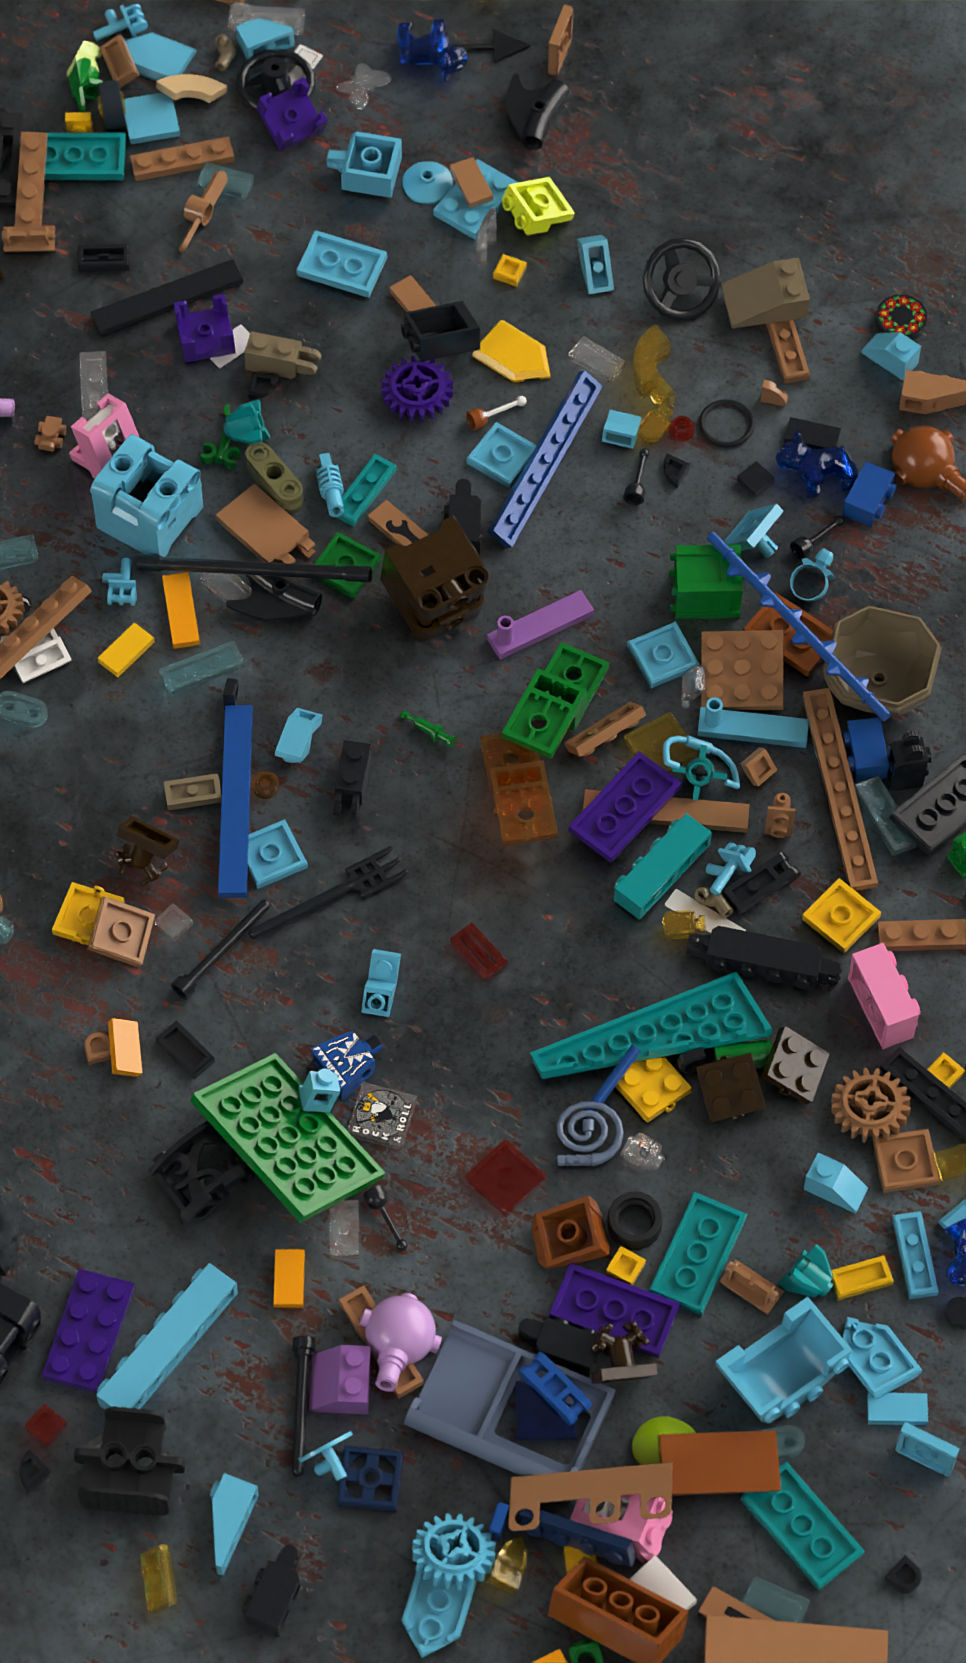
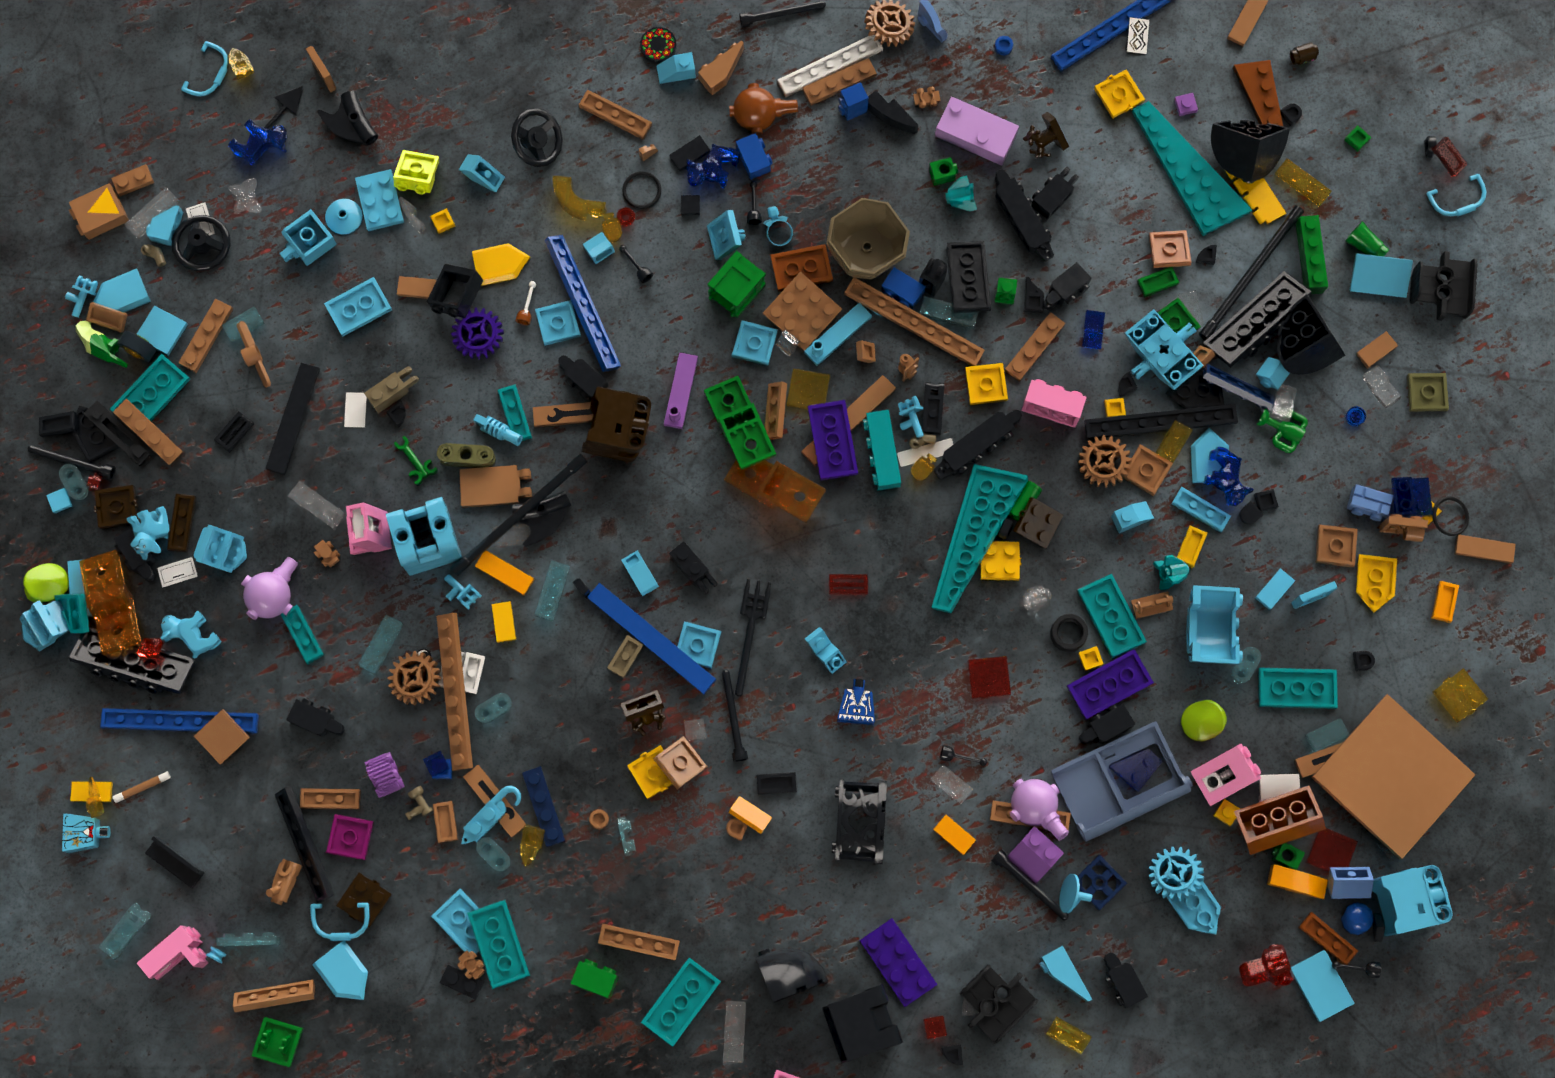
camera: 50 degrees left, 15 degrees up
(28, 238) = (184, 462): medium nougat hinge -> none
(79, 122) = (131, 374): yellow plate -> none
(169, 1340) = (941, 928): medium azure brick -> none
(191, 86) = (162, 291): tan tile -> none
(205, 332) = (335, 416): dark purple panel -> none
(246, 424) = (420, 443): teal brick -> none
(265, 784) = (652, 614): clear orange tile -> none
(291, 115) = (235, 254): dark purple panel -> none
(295, 1152) = (880, 773): green plate -> none
(319, 1083) = (866, 734): medium azure brick -> none
(344, 552) = (551, 460): green tile -> none
(382, 1115) = (901, 712): tile -> none
(435, 732) = (695, 500): green piece -> none
(471, 182) = (370, 194): medium nougat tile -> none
(499, 1521) = (1177, 837): blue tile -> none
(509, 1566) = (1204, 851): clear yellow plate -> none
(555, 1388) = (1133, 751): blue plate -> none
(570, 1233) = (1051, 673): dark orange slope -> none
(581, 1536) = (1228, 802): dark blue plate -> none
(588, 1128) = (997, 612): sand blue piece -> none
(596, 1484) = (1206, 773): medium nougat piece -> none
(597, 359) = (542, 223): clear tile -> none
(615, 1076) = (985, 580): blue bar -> none
(621, 1355) = (1150, 707): dark brown piece -> none
(675, 469) = (647, 241): black tile -> none
(695, 743) = (831, 367): medium azure piece -> none
(696, 779) = (845, 384): teal brick -> none
(722, 1462) = (1239, 703): dark orange tile -> none
(767, 294) = (585, 102): dark tan slope -> none
(795, 1065) = (1052, 480): plate -> none
(803, 634) = (821, 265): blue plant -> none
(878, 1357) = (1241, 573): medium azure tile -> none

